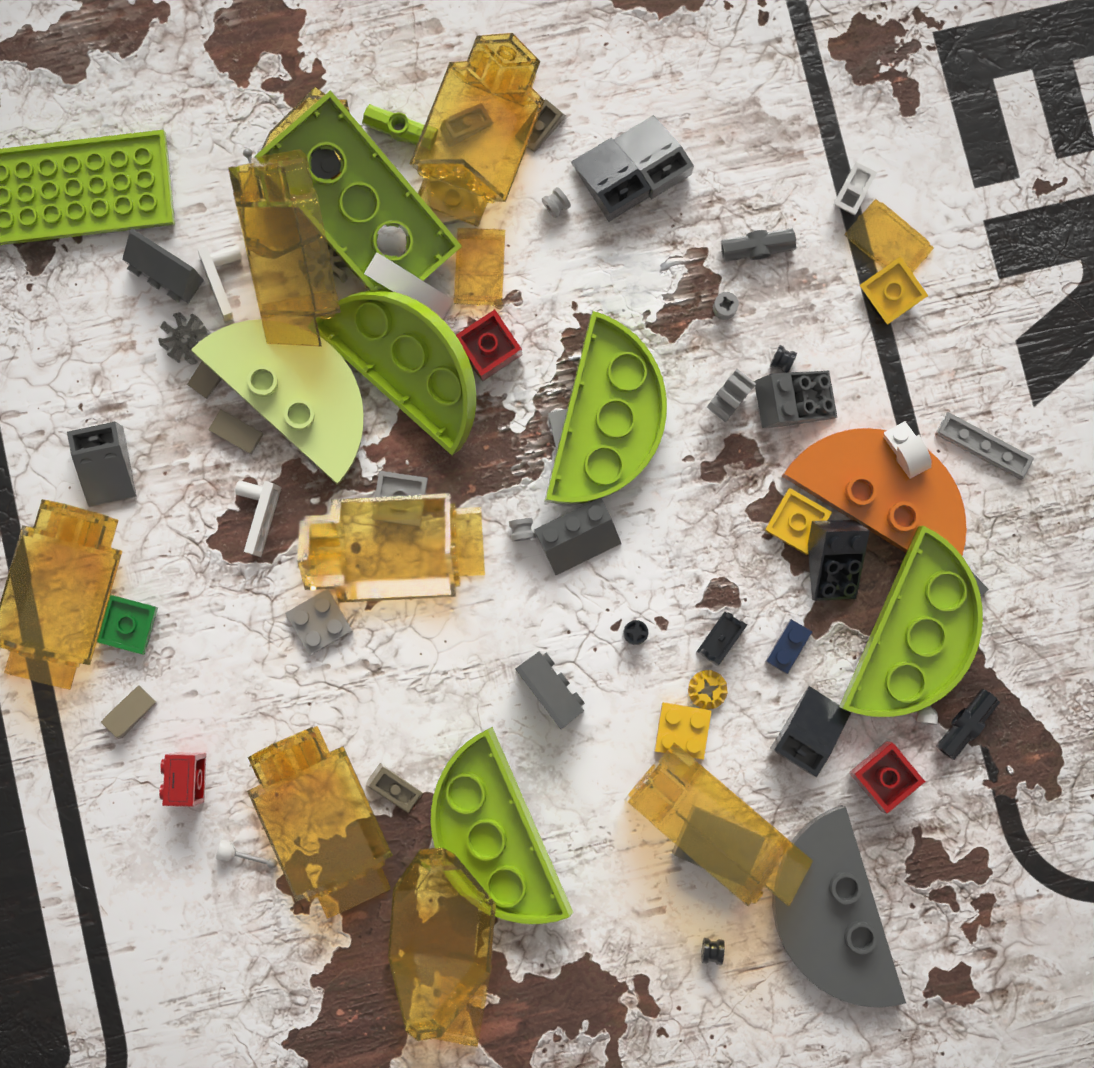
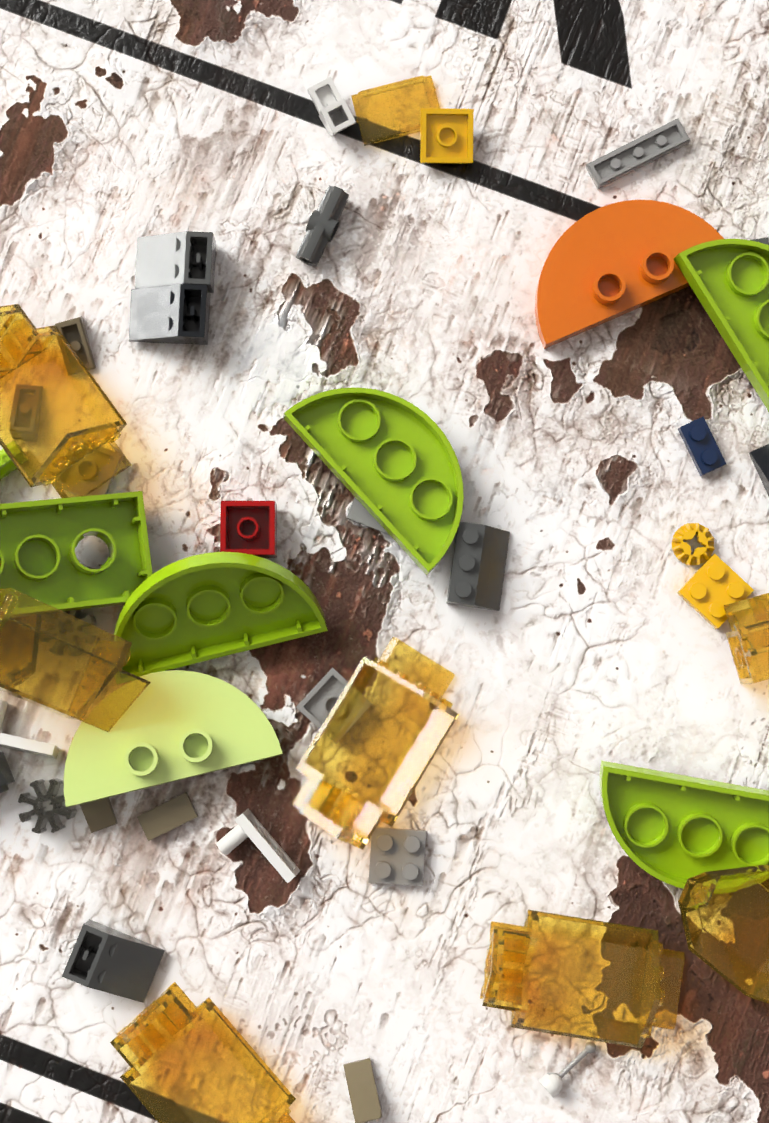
camera: 60 degrees left, 0 degrees up
(127, 624) = (280, 1038): green plate -> none
(183, 779) = (462, 1080): red brick -> none
(393, 788) = (594, 888): dark tan slope -> none
(405, 283) = (142, 565): white slope -> none
(479, 267) = (169, 488): clear yellow piece -> none
(521, 529) = (438, 613): light grey wheel -> none
(551, 689) = (602, 684): dark grey slope -> none
(556, 202) = (157, 379): light grey wheel -> none
(638, 630) = (603, 570): black wheel -> none
(721, 638) = (656, 500): black hinge -> none
(724, 310) = (357, 298): light grey wheel -> none
(731, 395) = (444, 342): light grey gear -> none
(783, 359) = (442, 274): black wheel -> none
(794, 518) = (596, 361): yellow plate -> none
(795, 398) = (484, 288): dark grey slope -> none
(836, 558) = (653, 350): black slope -> none
(909, 448) = (601, 219): white brick -> none

